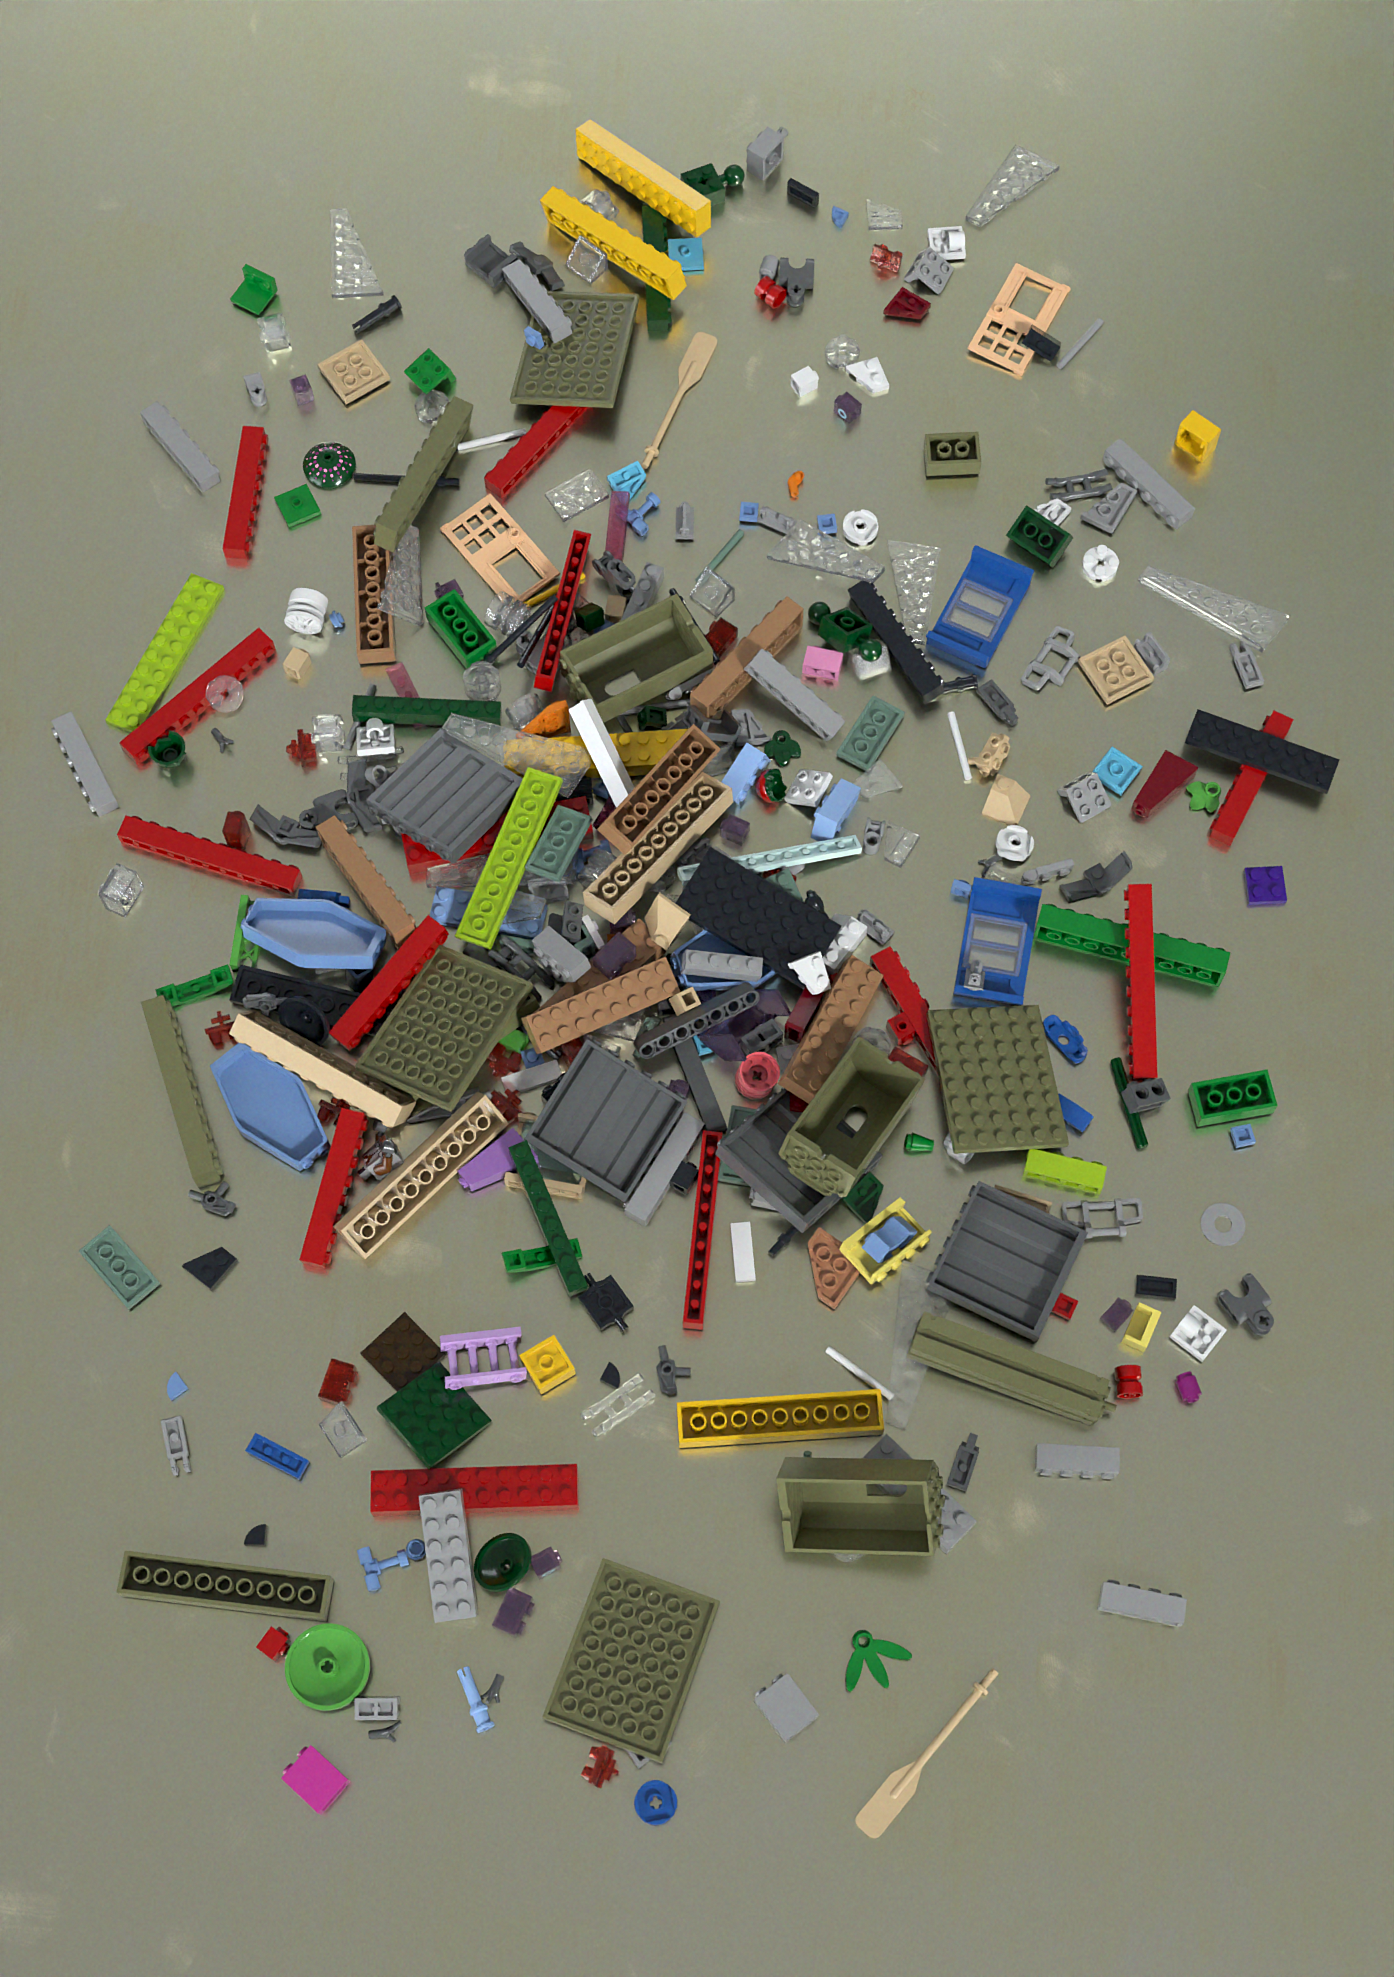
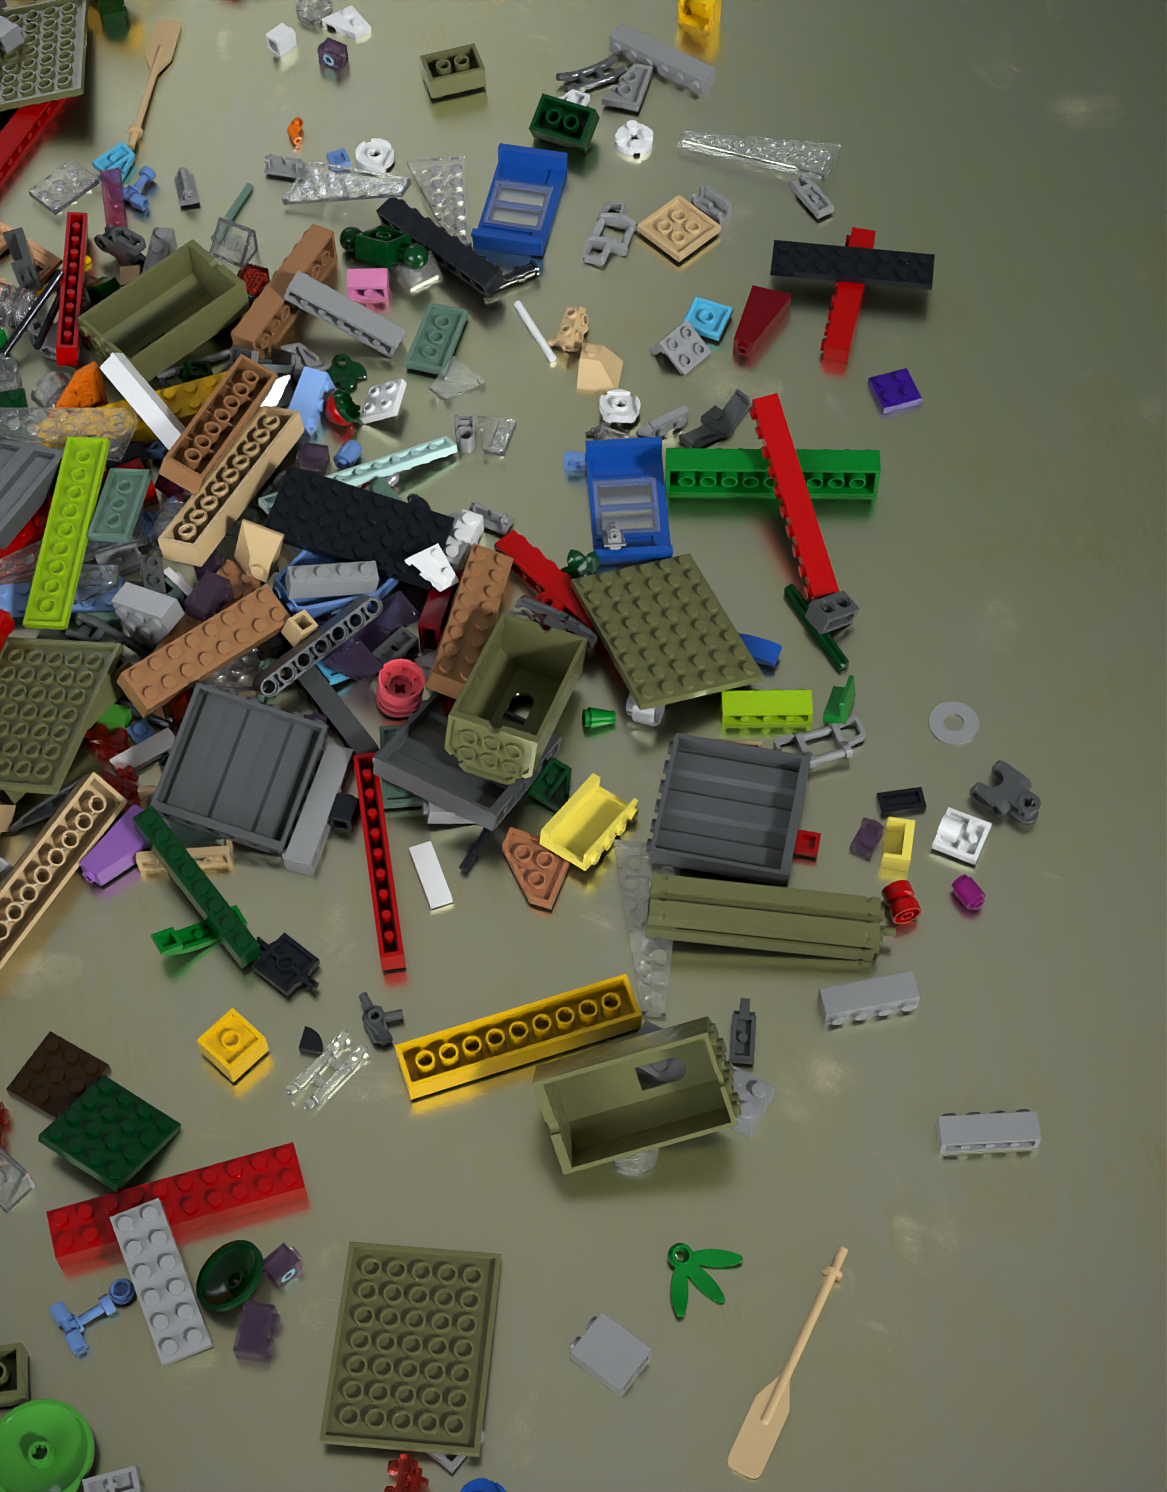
camera: 15 degrees left, 10 degrees down
(470, 1342) = (149, 1036): lavender fence -> none
(478, 1709) = (238, 1454): light blue pin -> none
(494, 1689) = (253, 1427): dark grey bar -> none
(526, 585) = (24, 269): none -> dark grey panel
(685, 687) = (223, 336): light grey hinge -> none
(749, 512) = (253, 165): medium blue plate -> none
(765, 833) = (347, 454): none -> medium blue brick
(834, 810) = (417, 415): light blue wedge -> none
(859, 1372) = (594, 966): white bar -> none
(893, 1234) = (592, 816): medium blue brick -> none
(907, 1046) = (558, 619): none -> dark grey plate
(940, 995) = (580, 565): none -> dark green plate
(998, 702) = (564, 282): dark grey hinge -> none
(1074, 1049) = (715, 572): blue piece -> none
(1128, 1183) = (840, 702): none -> green panel
(1202, 797) = (805, 322): bright green plate -> none
(1232, 1098) = (925, 593): green brick -> none
(1242, 1135) = (947, 629): medium blue plate -> none

